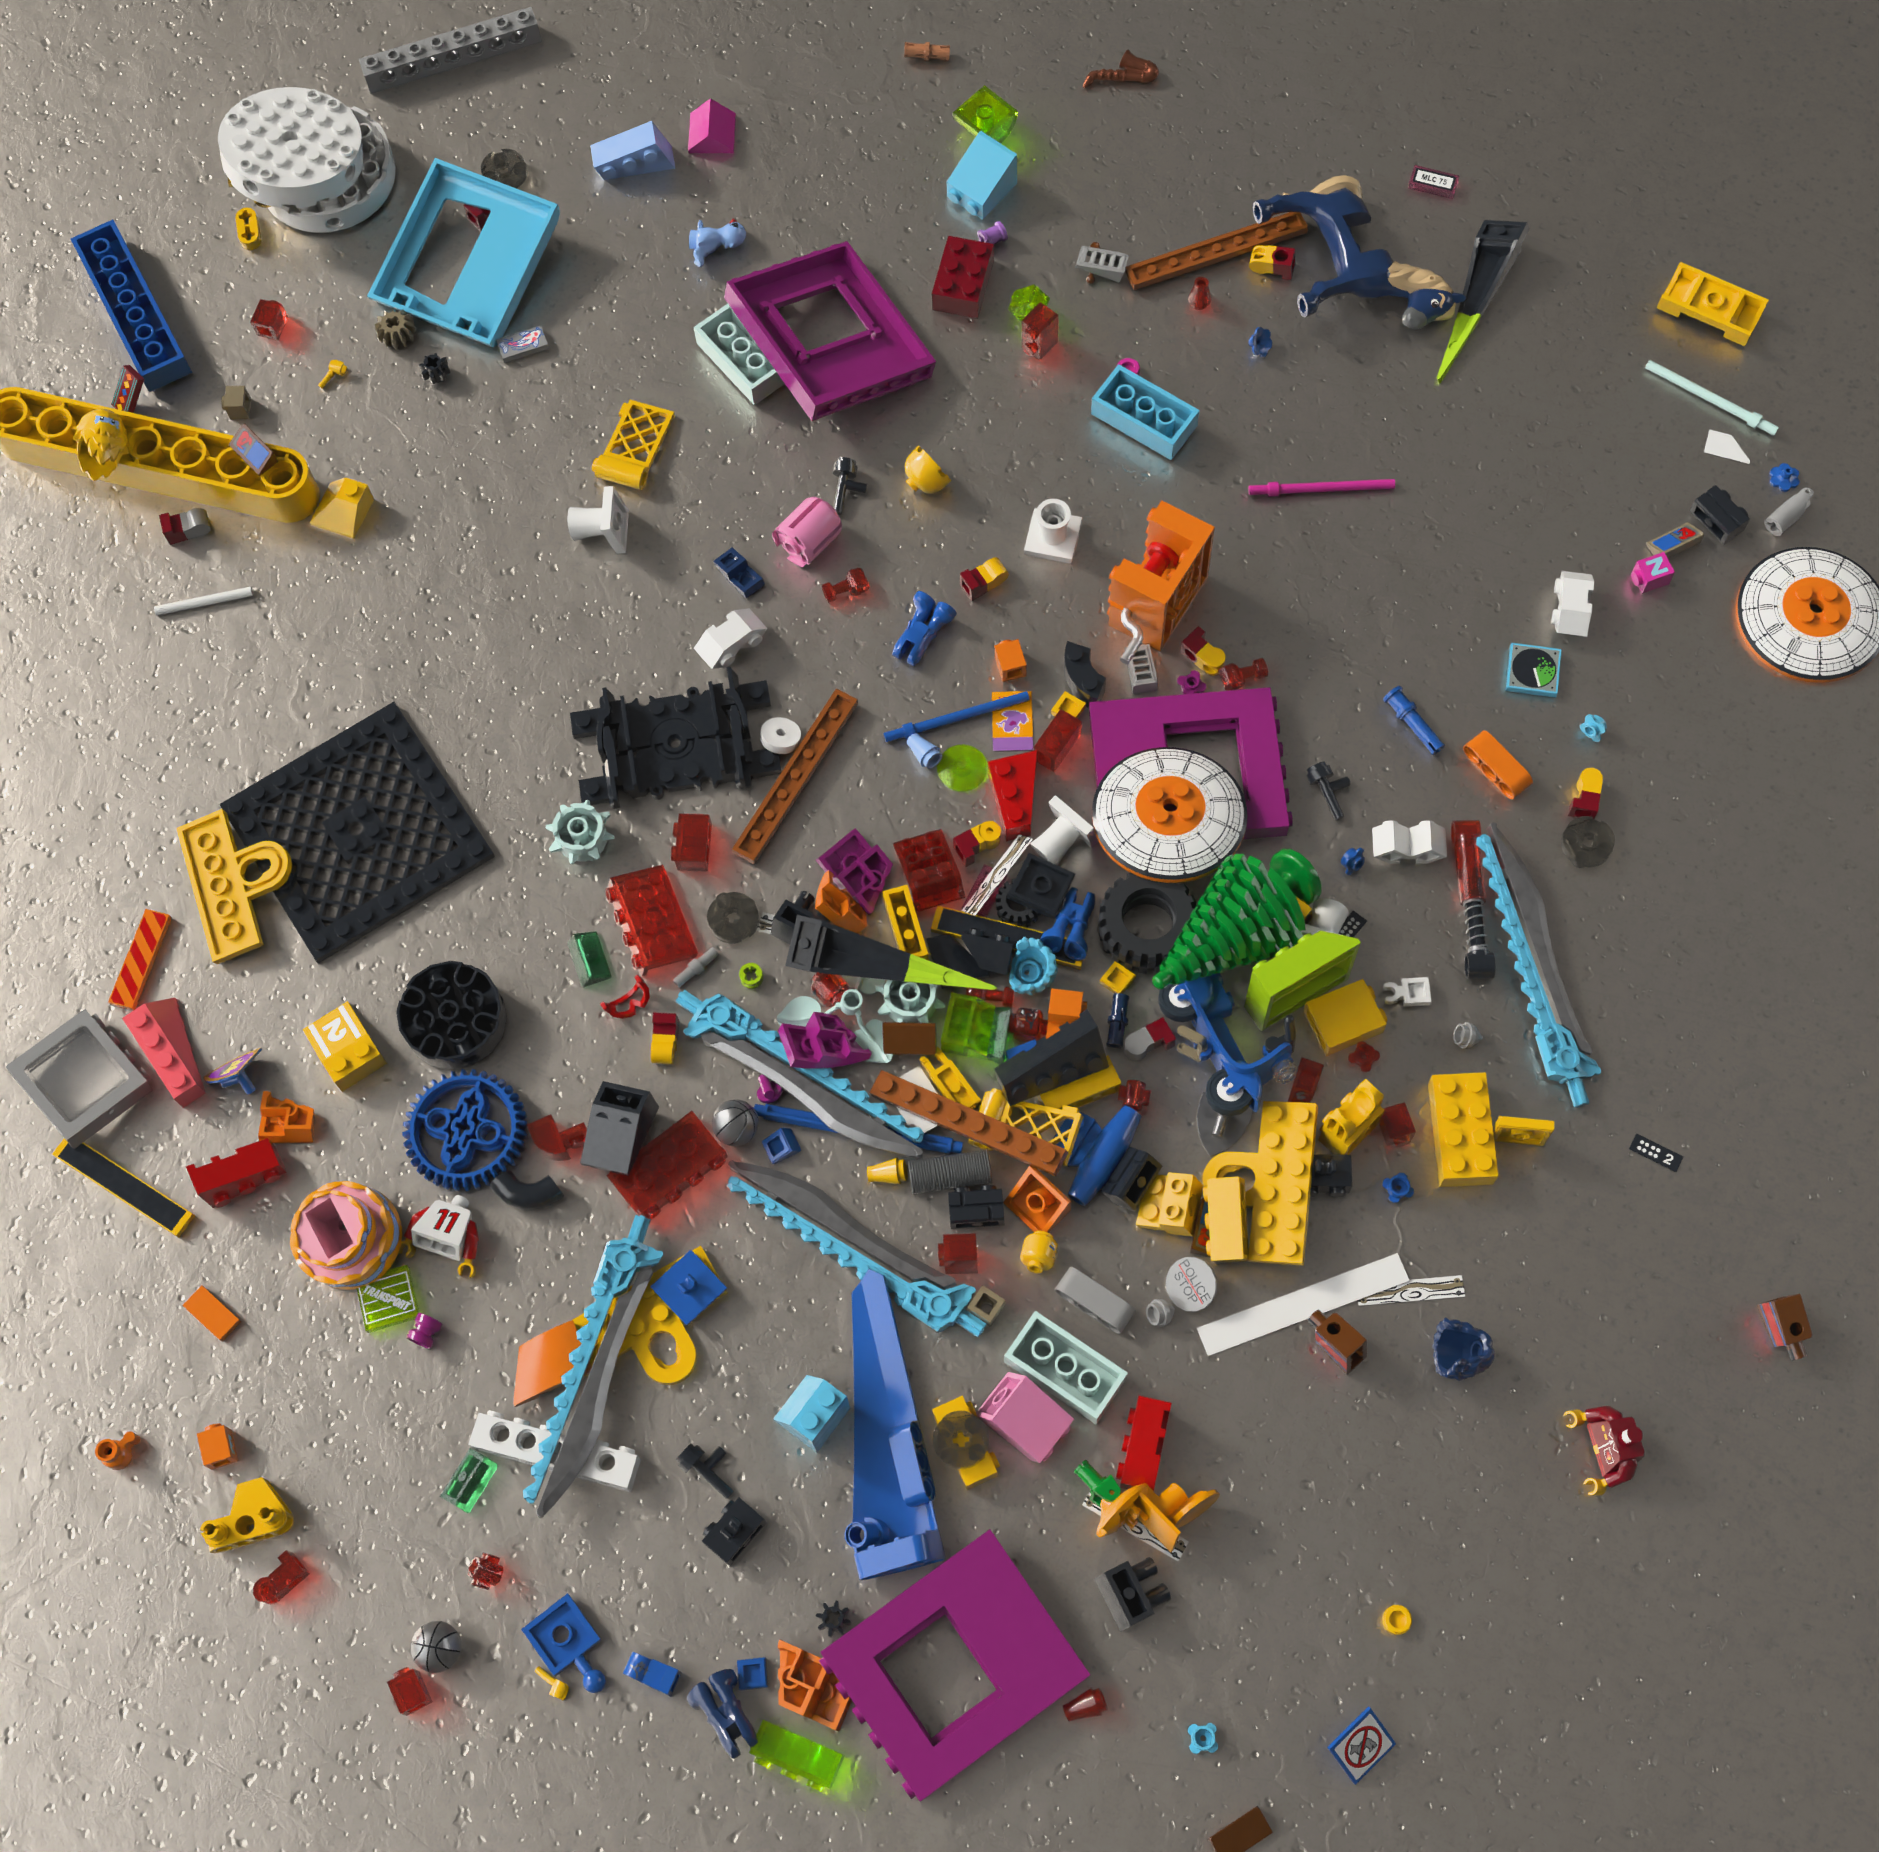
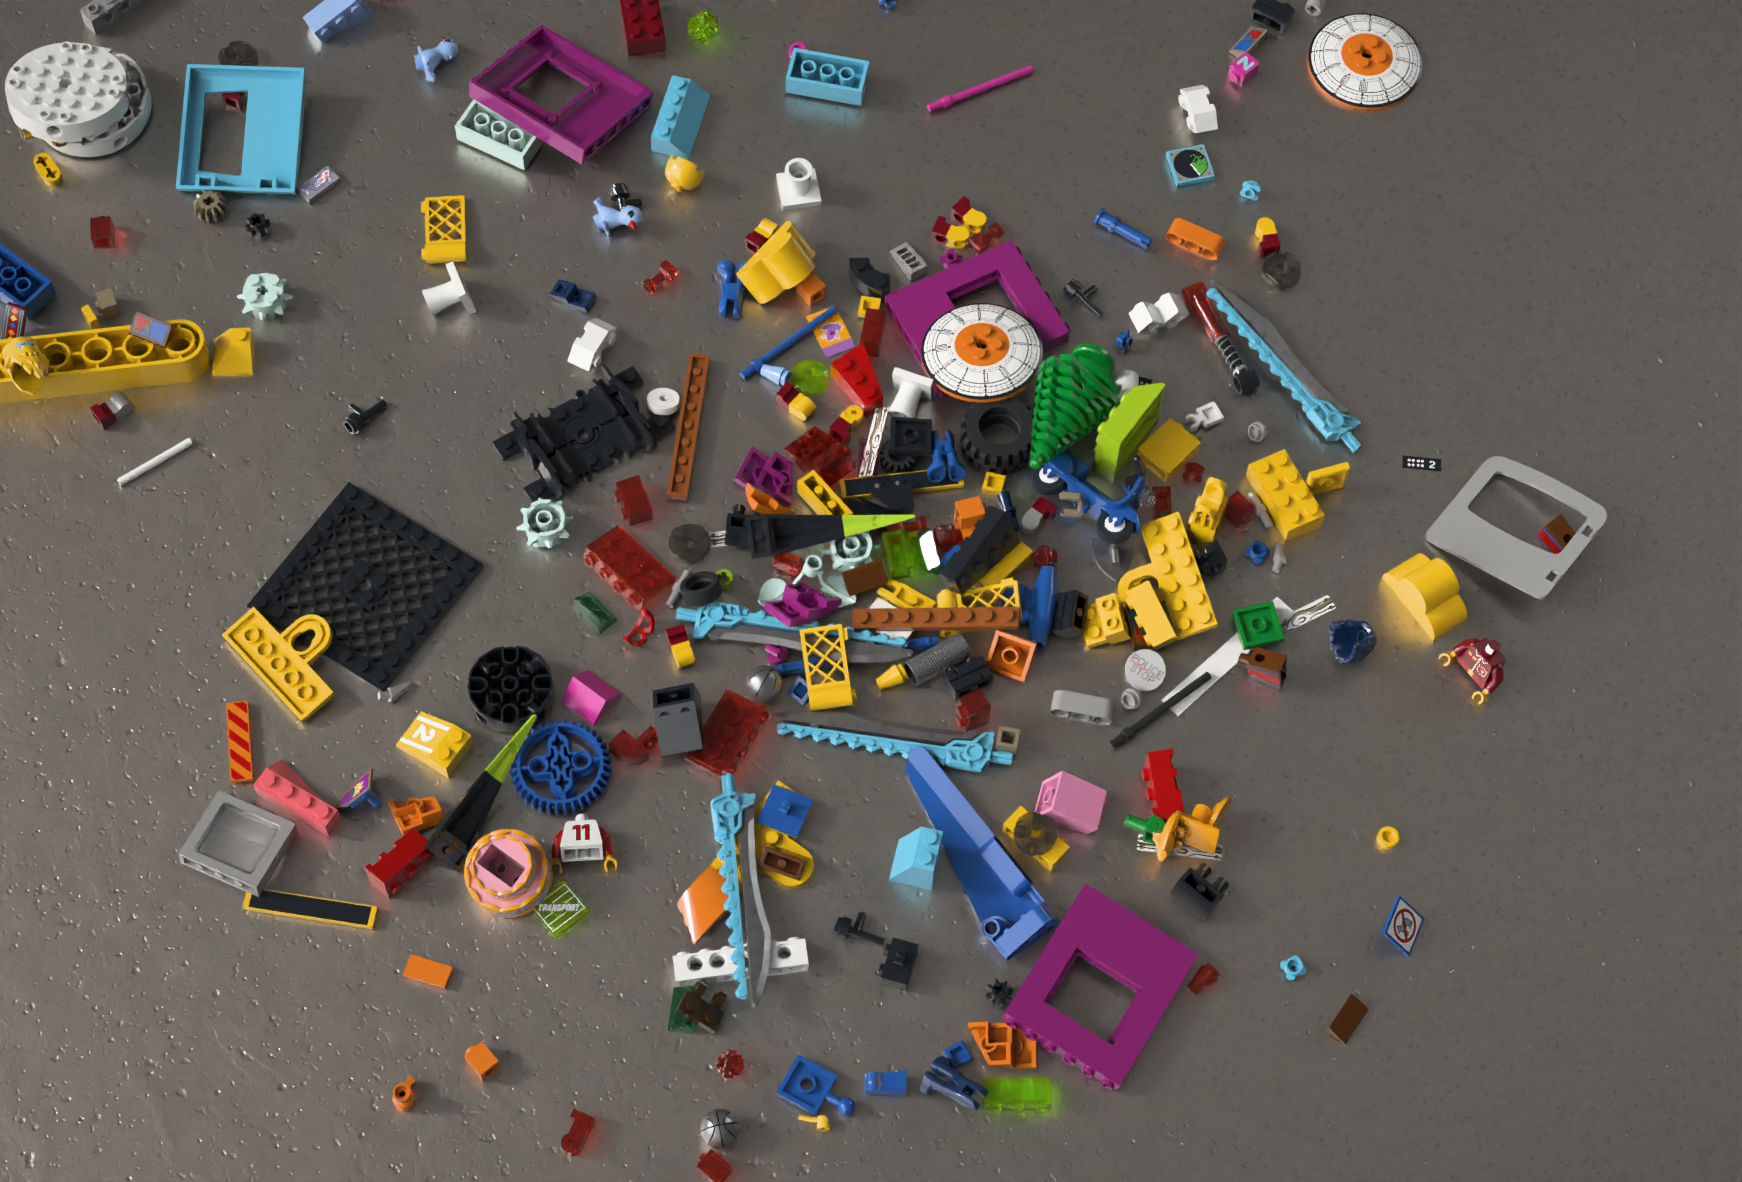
camera: 30 degrees left, 5 degrees down
(212, 413) = (90, 317): none -> yellow tile
(253, 1504) = (533, 1090): yellow piece -> none
(328, 967) = (393, 692): none -> light grey bar
(332, 1150) = (463, 823): none -> black plate
(335, 367) = (175, 250): yellow hand -> none
(402, 452) = (264, 296): none -> light aqua brick
(425, 1328) = (600, 918): magenta wheel -> none
(430, 635) = (355, 421): none -> black piece
(481, 1492) = (698, 1010): none -> dark brown plate
(525, 1195) = (629, 795): black cylinder -> none
(538, 1057) = (589, 696): none -> dark pink slope
(658, 1348) = (782, 861): none -> reddish brown slope
(718, 989) = (710, 590): none -> black tyre
(806, 1166) = (830, 694): none -> yellow piece
(808, 530) = (614, 246): bright pink cylinder -> none
(841, 499) = (611, 218): none -> light blue animal
(929, 791) = (795, 402): none -> leg
(953, 403) = (679, 118): none -> medium azure slope
(983, 618) = (778, 264): none -> yellow brick
(1038, 961) = (931, 490): medium azure hair -> none
(1039, 331) = (721, 43): clear red brick -> none
(1039, 1251) = (1027, 689): yellow head -> none
(1065, 1367) = (1086, 757): light aqua brick -> none
(1136, 1354) = (1128, 732): none -> pearl dark grey bar
(1154, 595) = (897, 188): orange piece -> none
(1234, 640) = (968, 217): none -> leg
(1355, 1282) = (1258, 625): none -> green plate
(1421, 1205) = (1279, 558): none -> light grey bar
(1425, 1136) = (1260, 510): none -> light grey bar
(1586, 1326) = (1429, 593): none -> yellow brick
(1703, 1313) = (1502, 554): none -> light grey door

